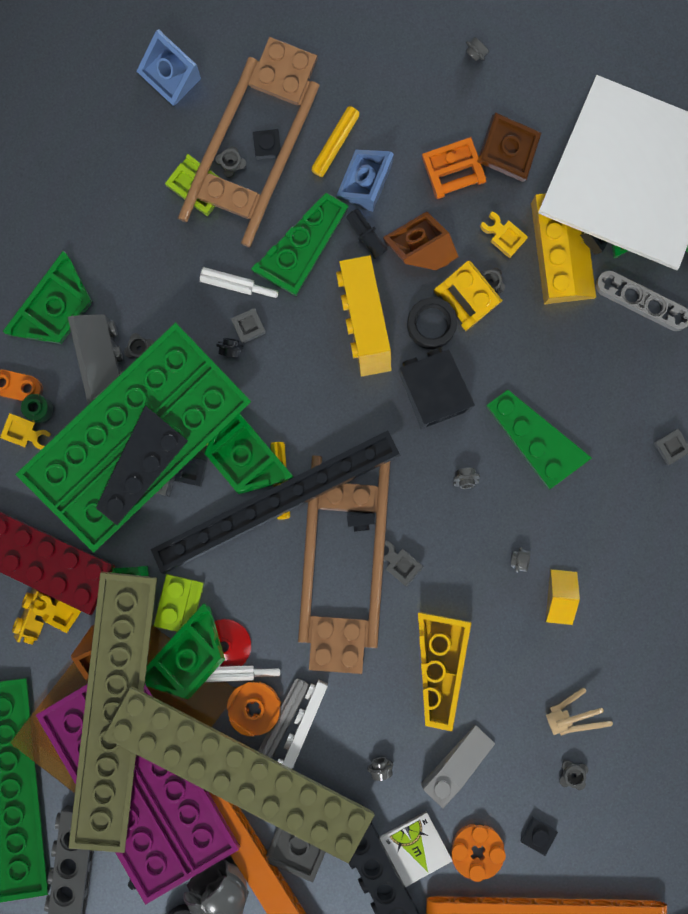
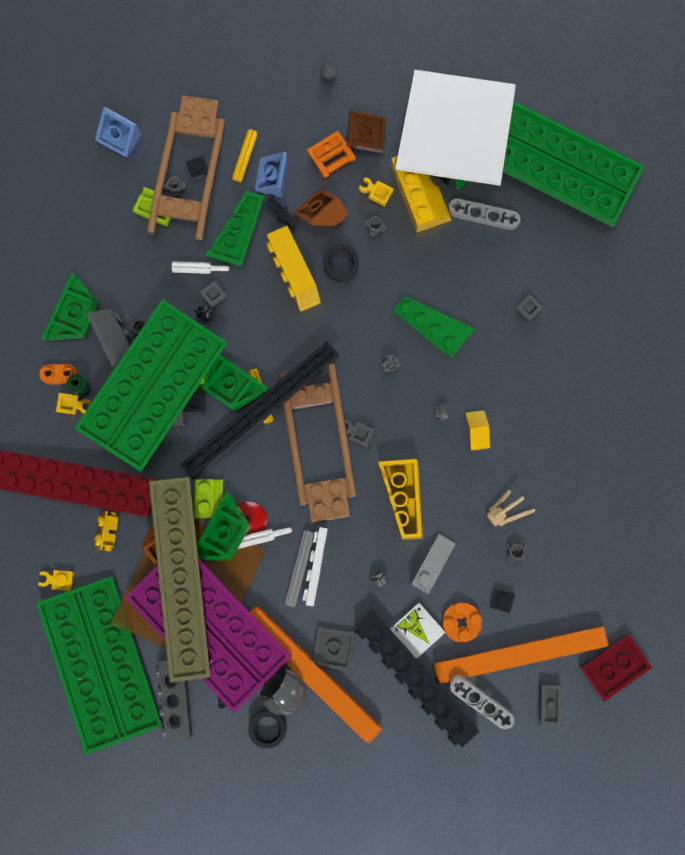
camera: 10 degrees left, 5 degrees down
(56, 613) = (124, 524): yellow plate -> none
(142, 461) = (160, 400): black wing -> none
(239, 714) = (288, 552): orange plate -> none
(239, 774) = (279, 601): olive plate -> none
(360, 522) = (323, 410): black plate -> none
(435, 388) = (354, 306): black slope -> none
(474, 290) = (365, 233): yellow plate -> none

